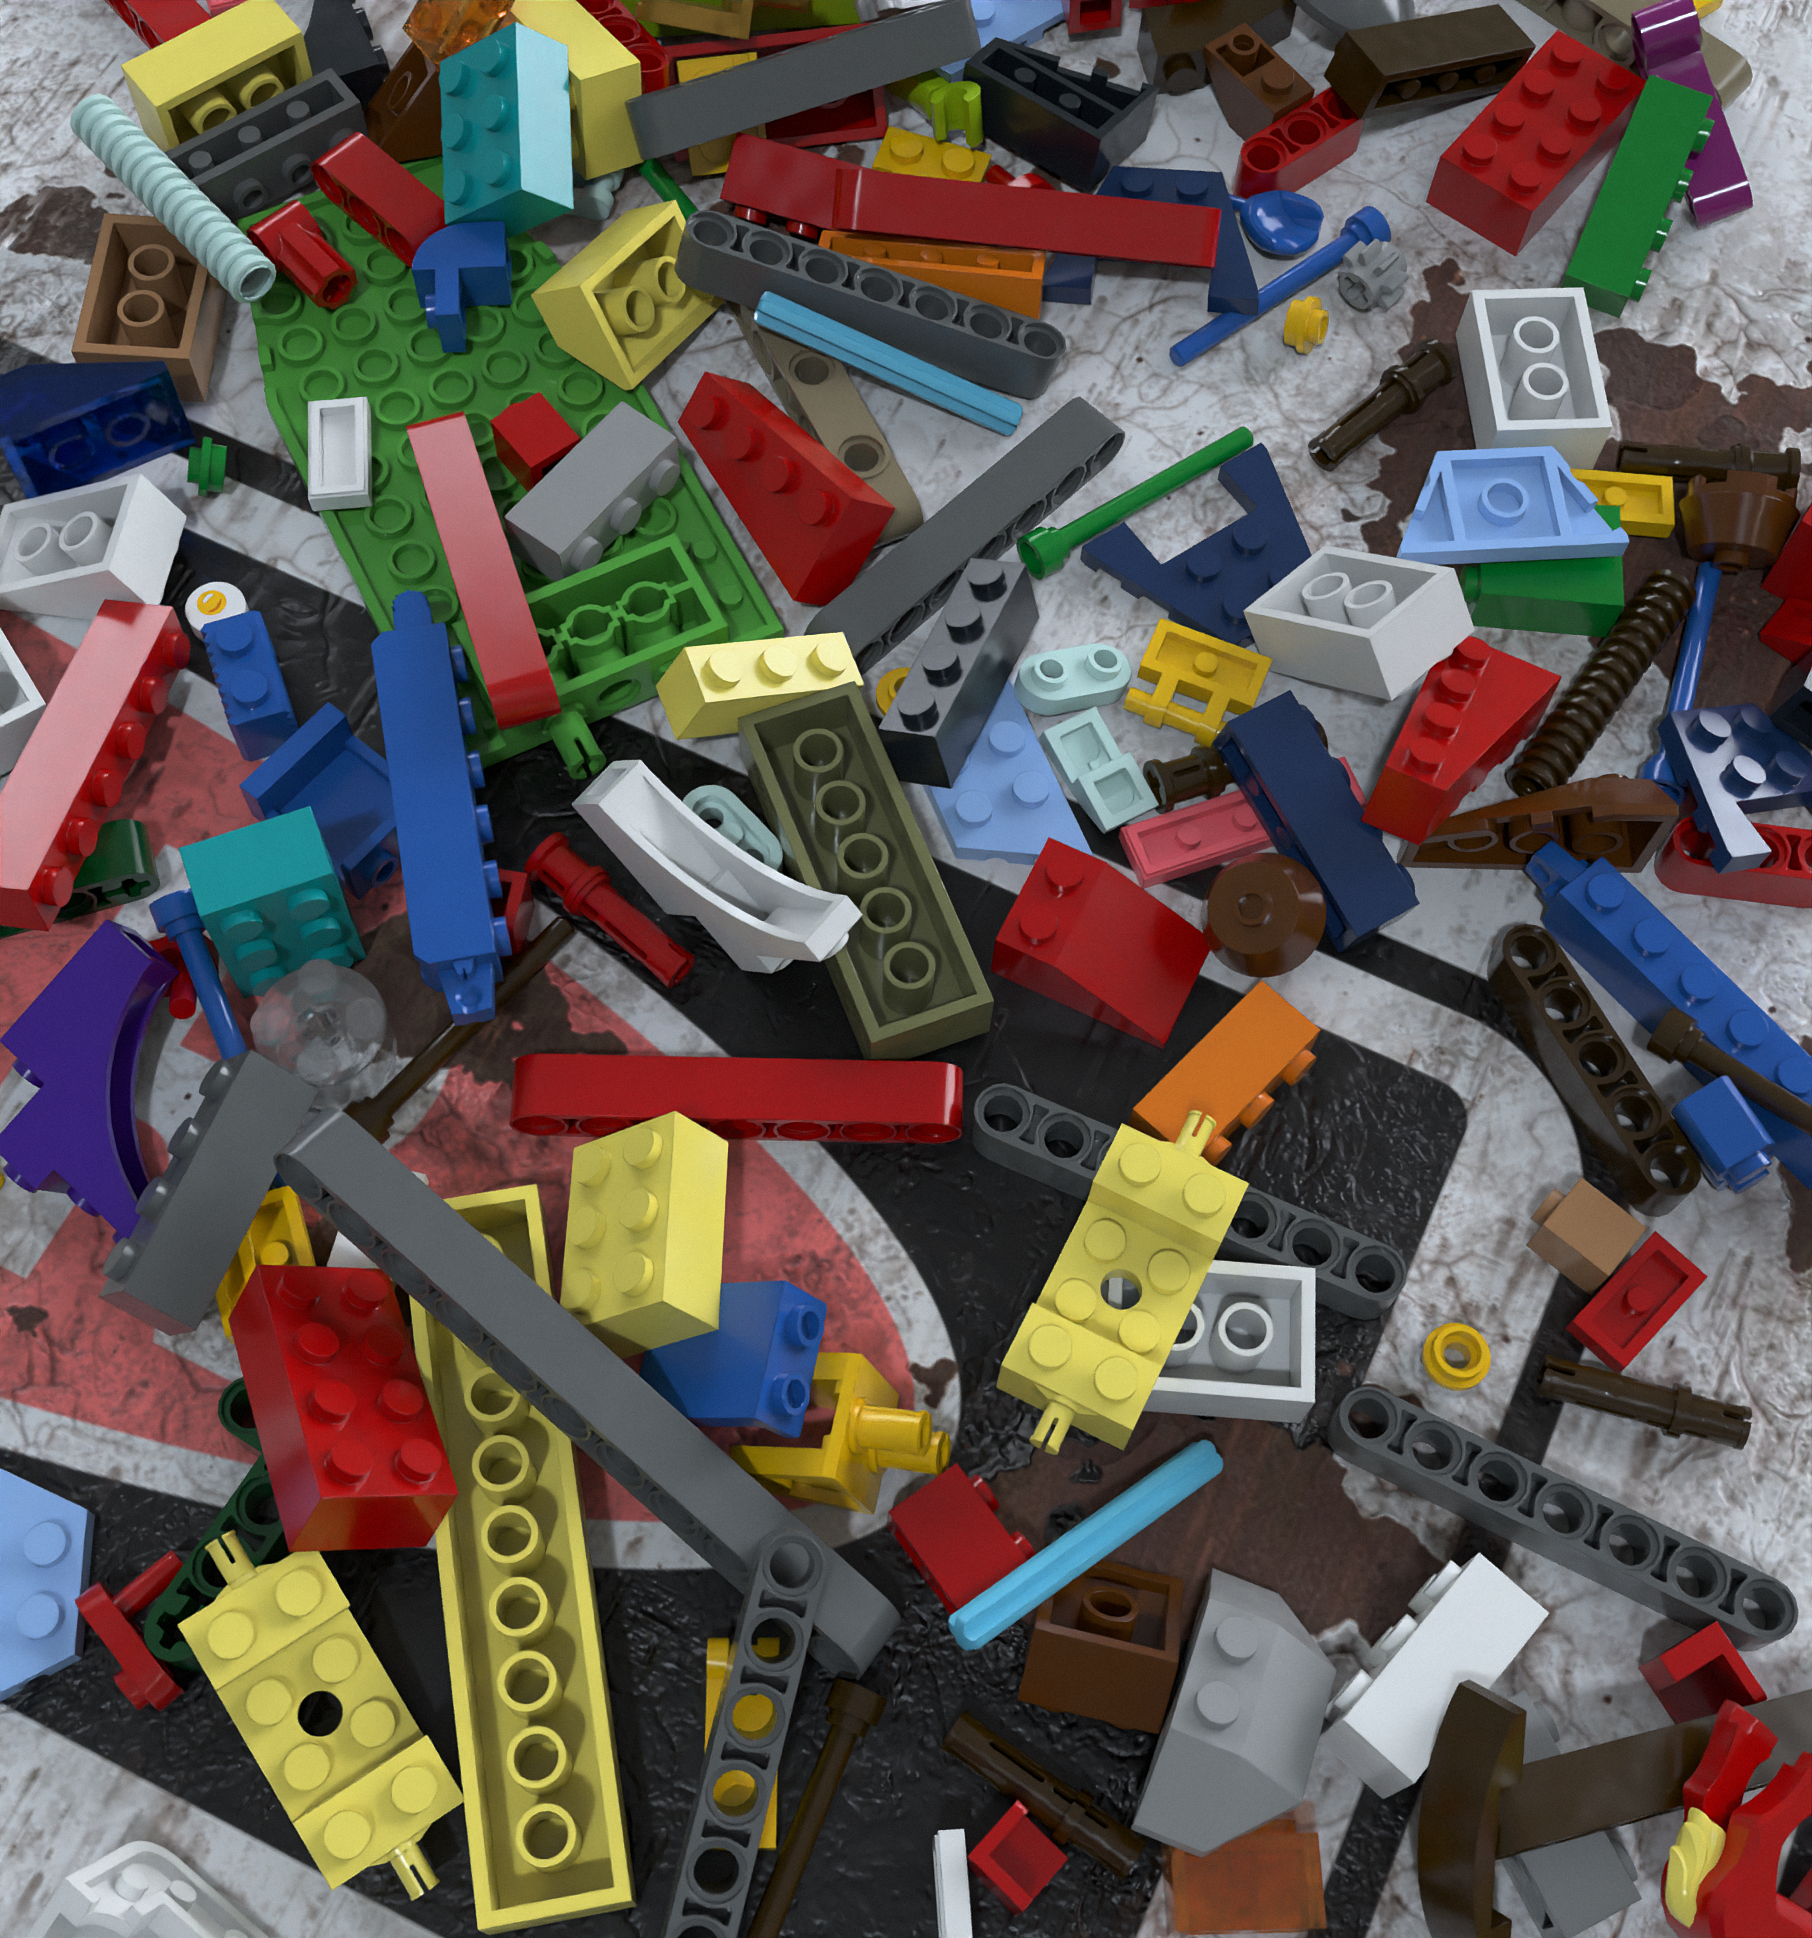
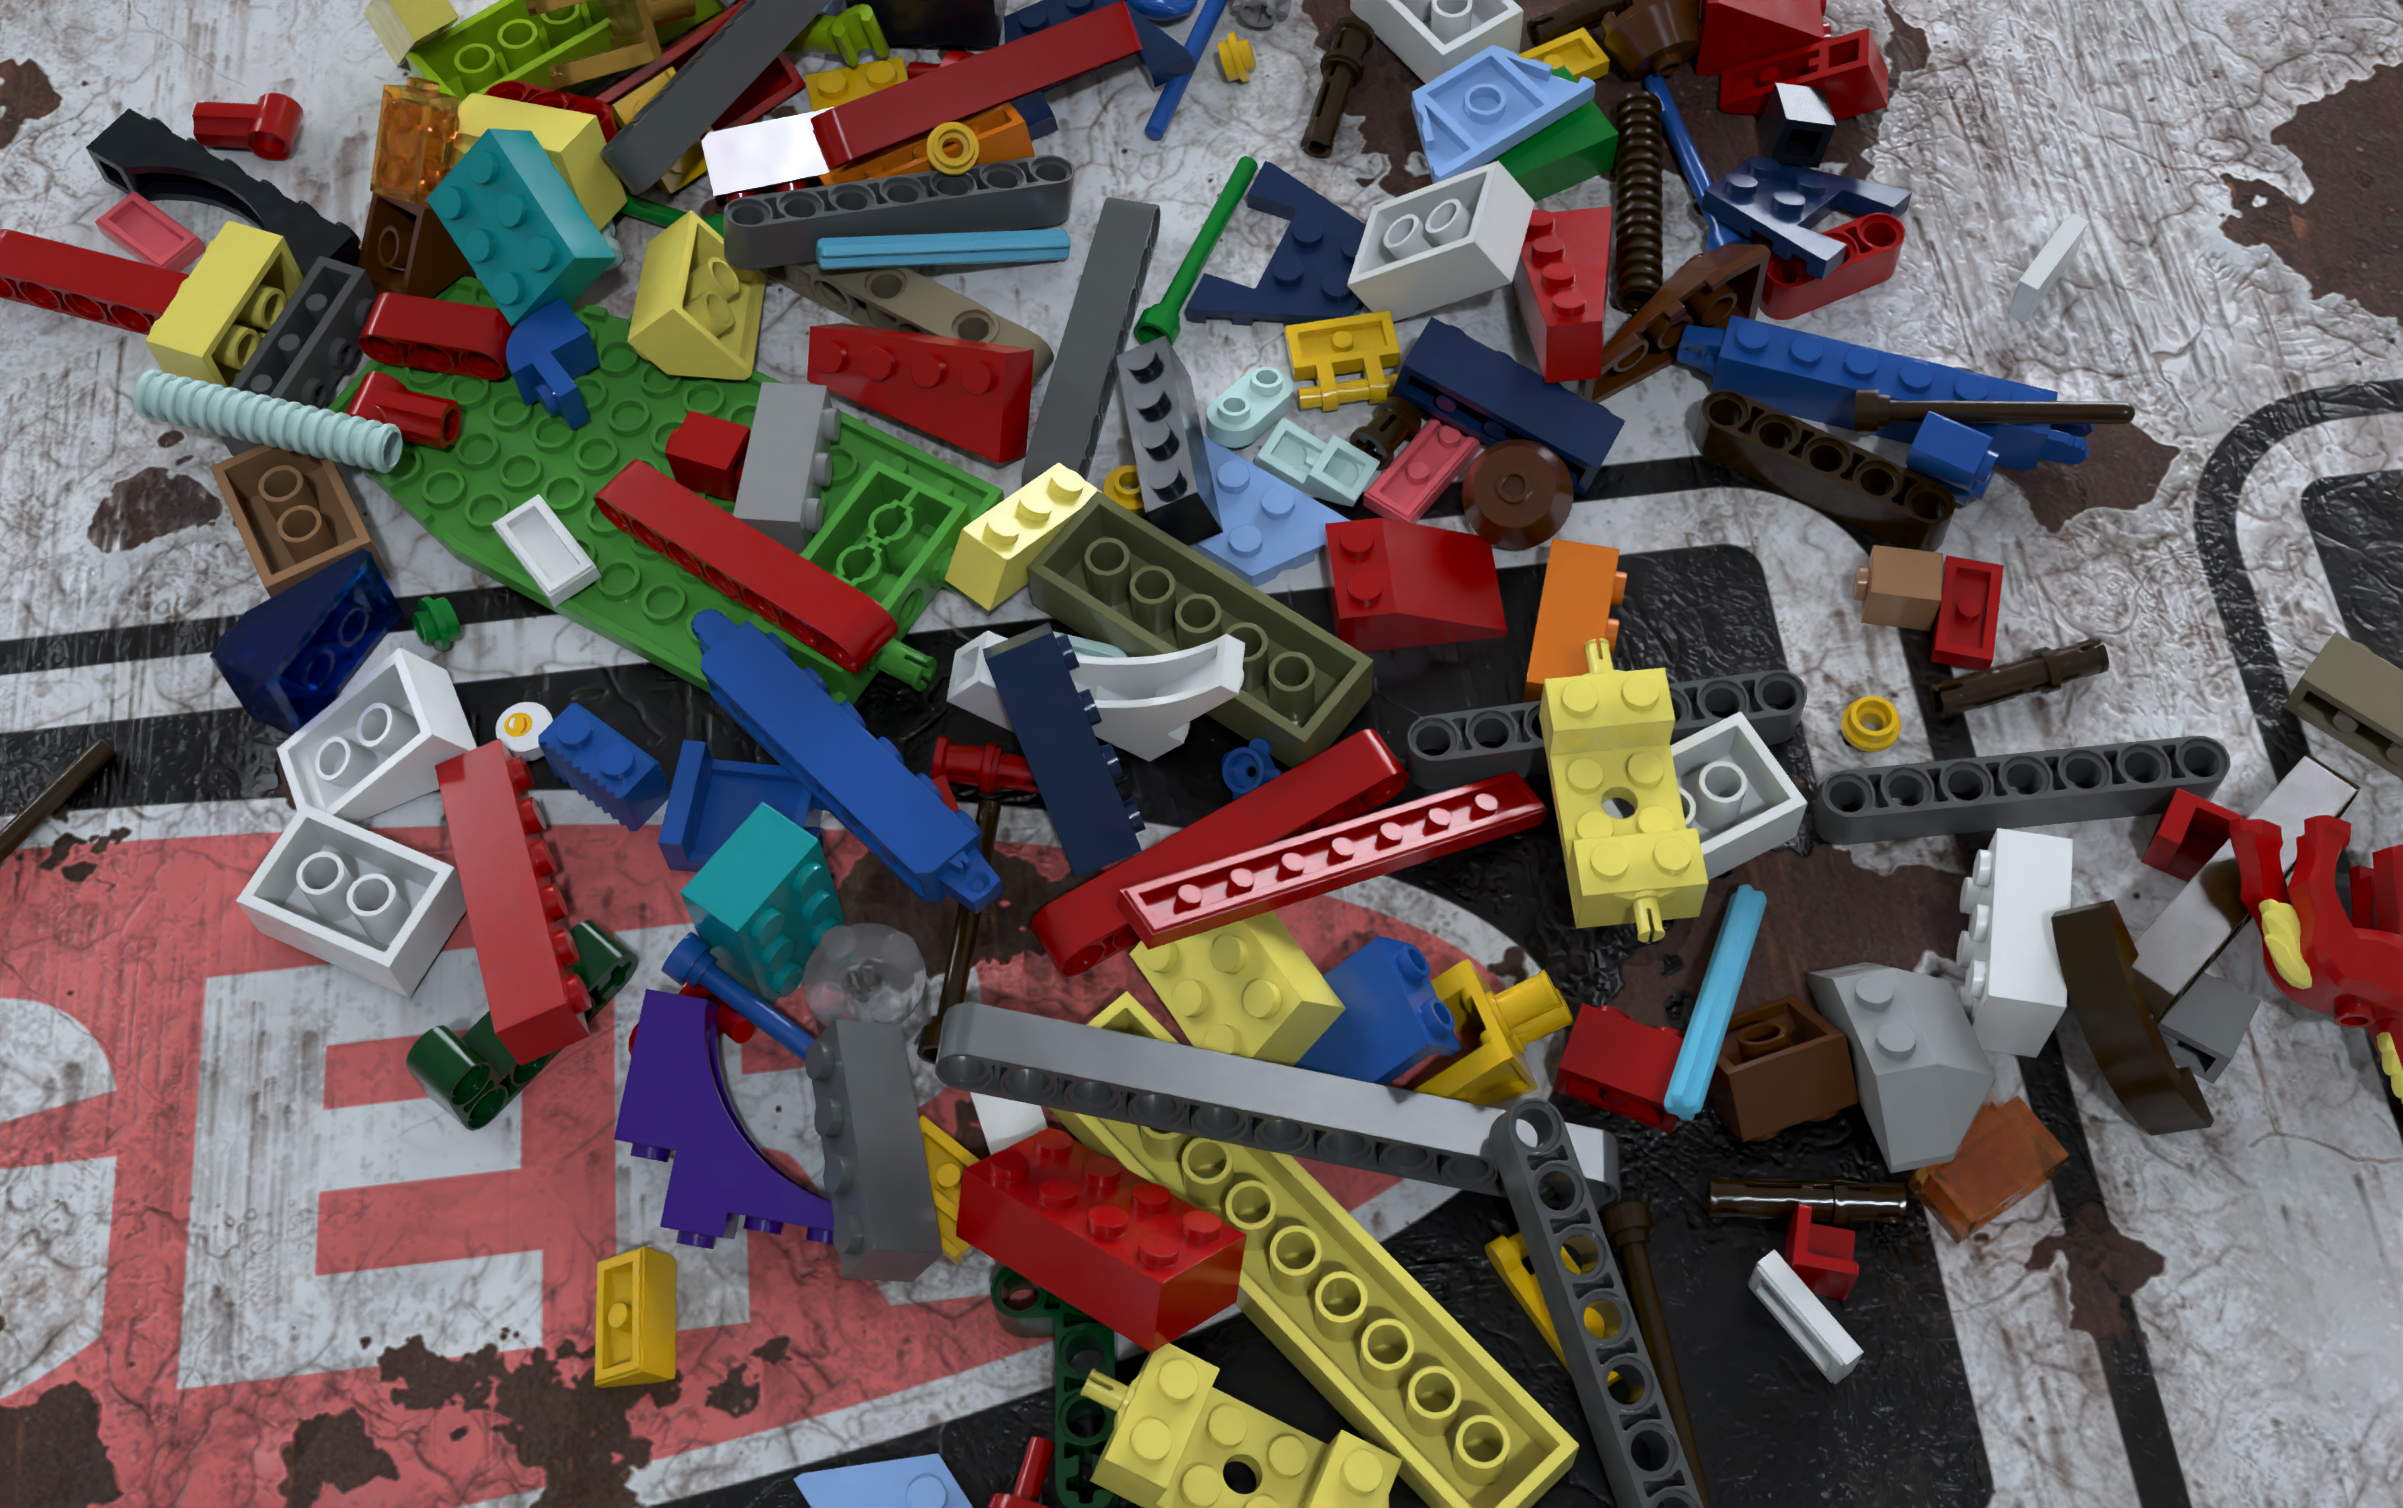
camera: 25 degrees left, 5 degrees down
(638, 914) = (1063, 750): none -> dark blue brick
(807, 1173) = (1328, 859): none -> red tile
(811, 1025) = (1237, 763): none -> blue plate
(952, 251) = (955, 133): none -> yellow plate

